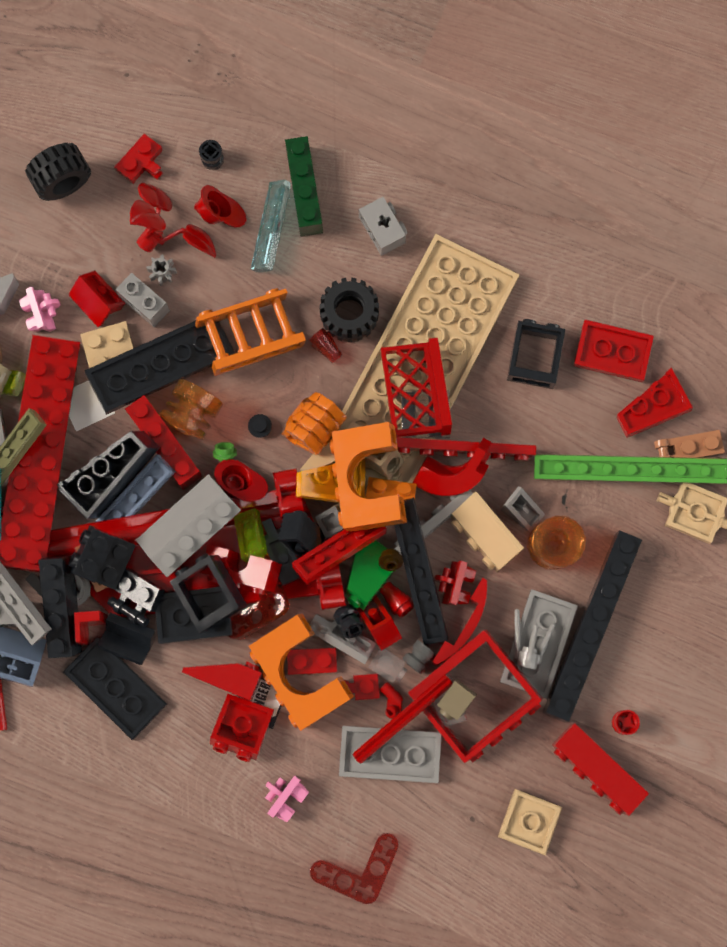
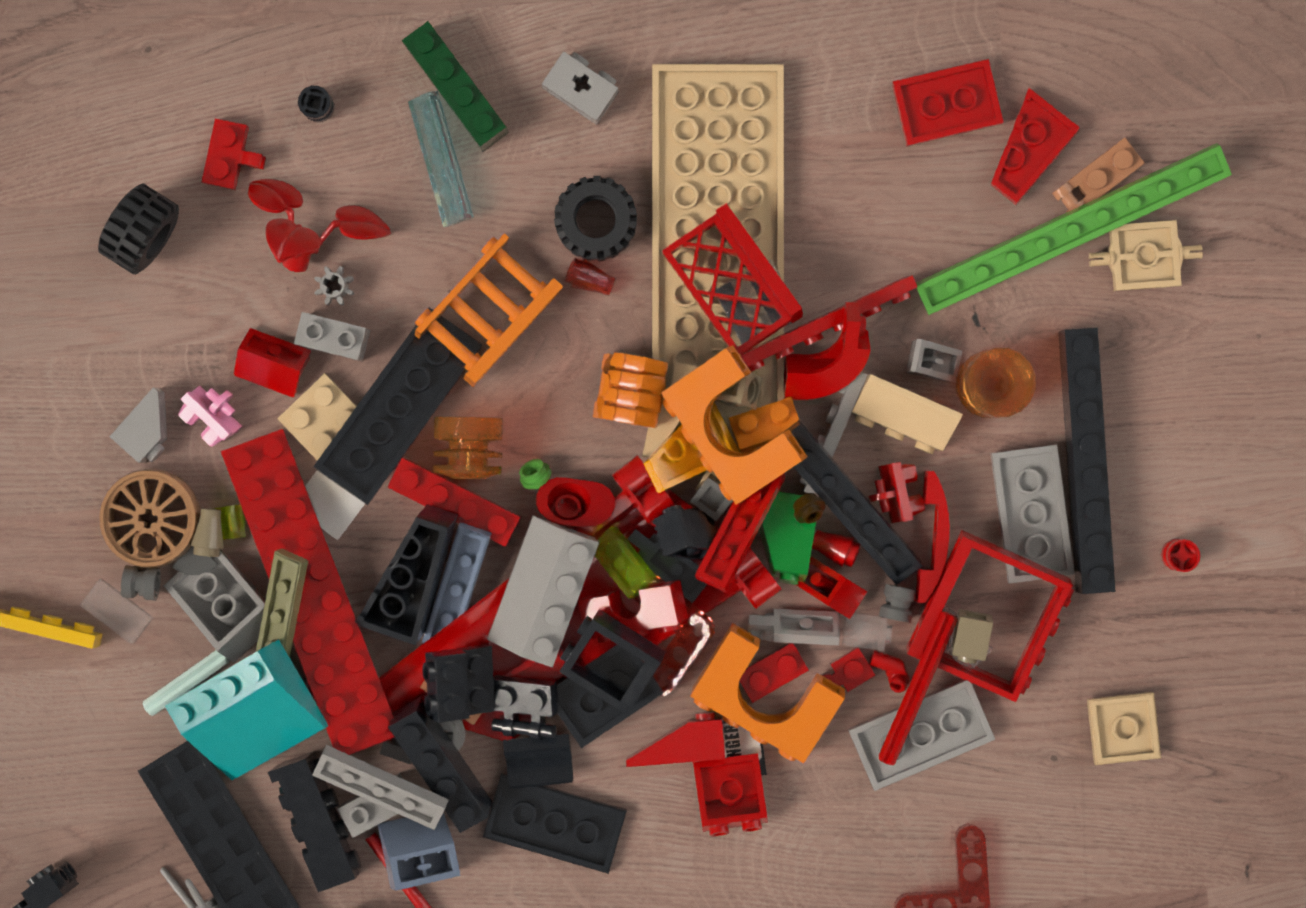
camera: 25 degrees left, 10 degrees up
(82, 623) = (479, 763): red panel -> none
(217, 208) = (365, 168): red piece -> none
(260, 426) = (560, 419): black plate -> none
(280, 808) = (828, 832): bright pink hips -> none
(350, 622) = (794, 604): black wheel -> none
(528, 656) = (1029, 538): light grey plant -> none
(534, 377) = (865, 188): black window -> none
(600, 769) = (1176, 625): red brick -> none

